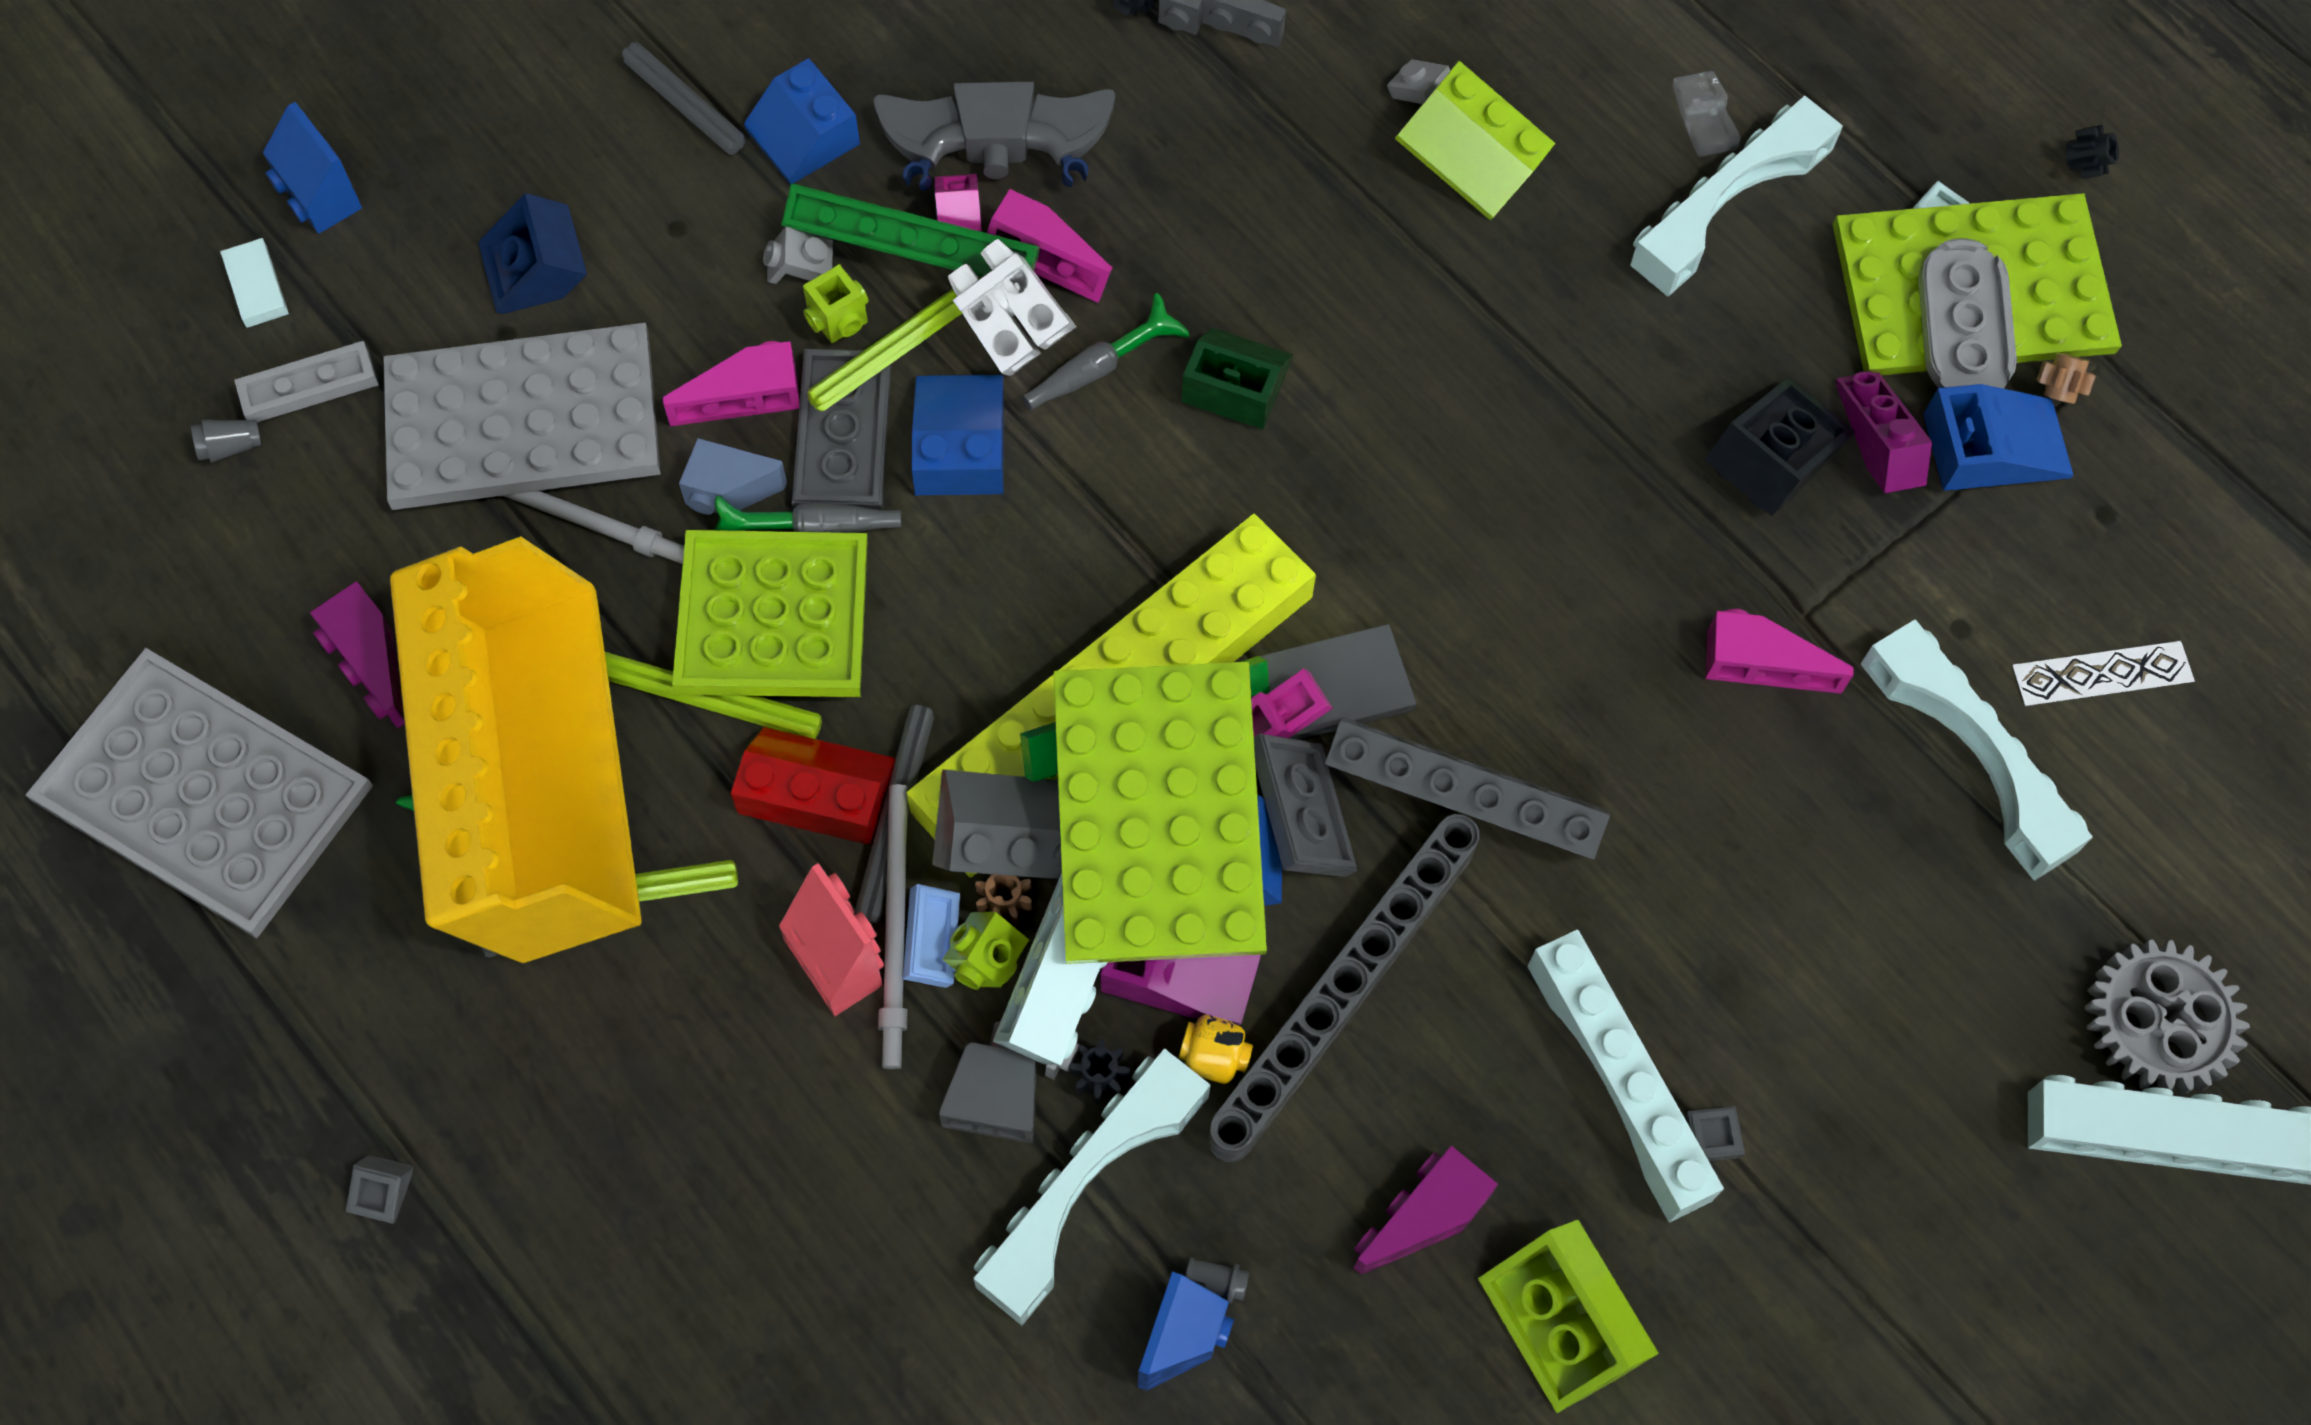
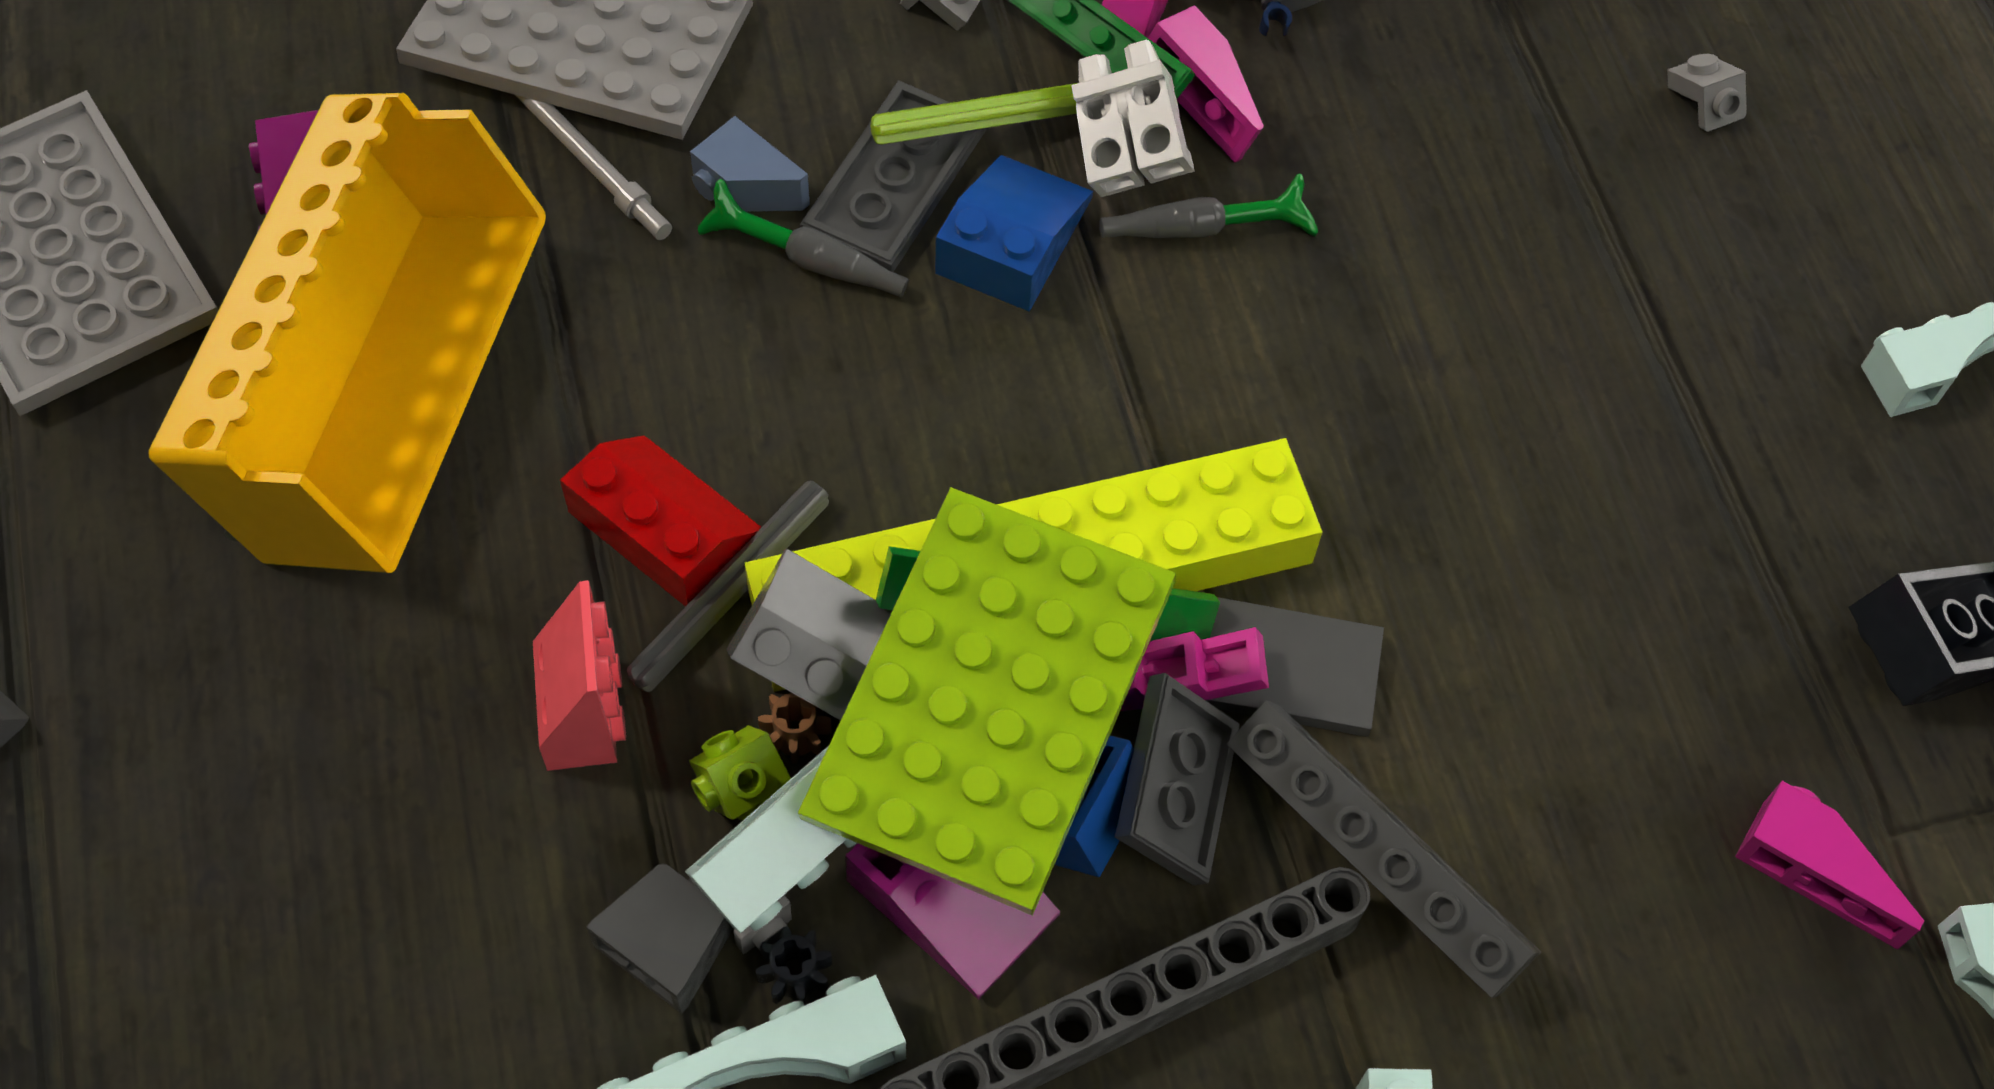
camera: 25 degrees right, 5 degrees down
(686, 880) = (470, 553): lime axle -> none
(745, 384) = (813, 88): dark pink slope -> none
(747, 708) = (607, 379): lime axle -> none
(771, 614) = (713, 323): lime plate -> none
(835, 304) = (951, 46): lime brick -> none
(893, 1017) = (605, 798): light grey bar -> none
(929, 928) = (701, 712): light blue tile -> none
(1215, 1048) = (936, 1004): yellow head -> none
(1234, 377) = (1341, 293): dark green slope -> none
(1475, 140) = (1738, 157): lime slope -> none

